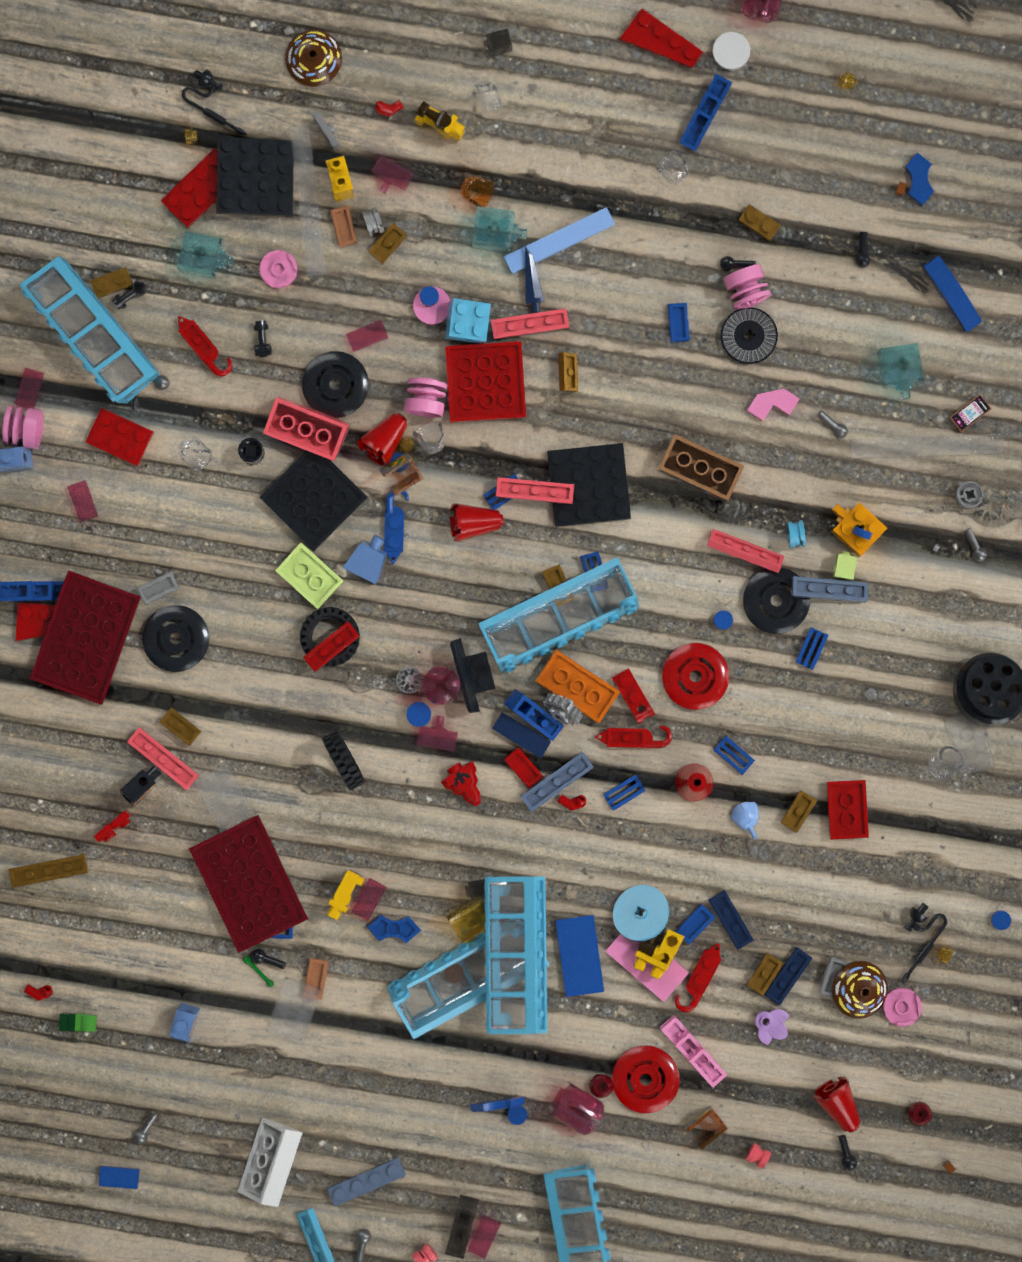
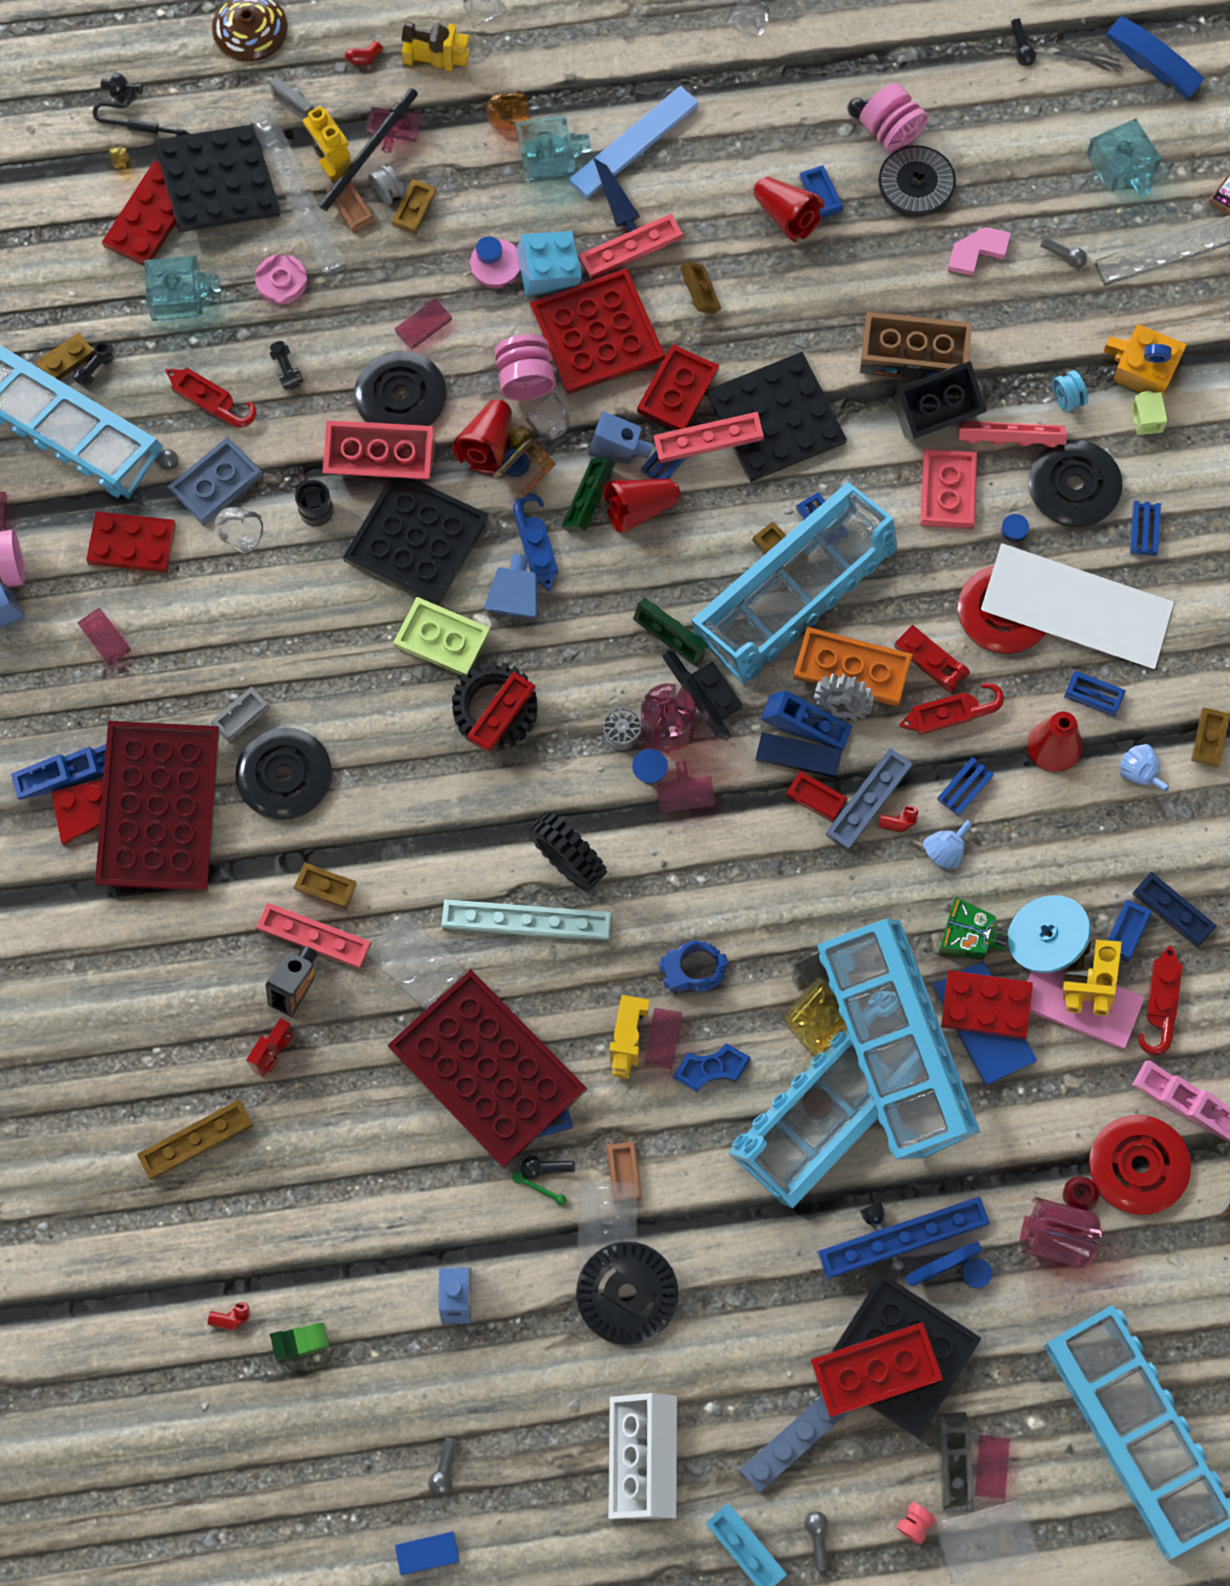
camera: 15 degrees left, 15 degrees down
(189, 410) = (215, 481): none -> sand blue tile
(280, 1070) = (617, 1319): none -> black piece
(305, 791) = (526, 920): none -> light aqua tile
(389, 862) = (676, 979): none -> blue piece
(397, 167) = (398, 112): none -> black bar
(431, 1157) = (876, 1370): none -> red plate
(440, 504) = (588, 495): none -> dark green plate
(450, 1151) = (893, 1308): none -> black plate
(463, 782) = (741, 839): red rock -> none
(464, 621) = (670, 631): none -> dark green plate
(465, 1058) = (874, 1216): none -> black hinge
(467, 466) = (618, 440): none -> medium blue torso
(478, 1078) = (903, 1238): none -> blue tile
(527, 443) = (678, 388): none -> red plate
(584, 946) = (986, 1004): none -> red plate
(591, 894) = (970, 932): none -> green torso
(597, 830) = (947, 847): none -> light blue piece
(649, 330) = (789, 207): none -> red cone
(688, 576) = (948, 488): none -> coral tile
(701, 517) = (939, 401): none -> black slope
(744, 690) = (1077, 606): none -> white sticker
(759, 222) = (880, 50): pearl gold plate -> none
(829, 589) = (1140, 445): sand blue plate -> none

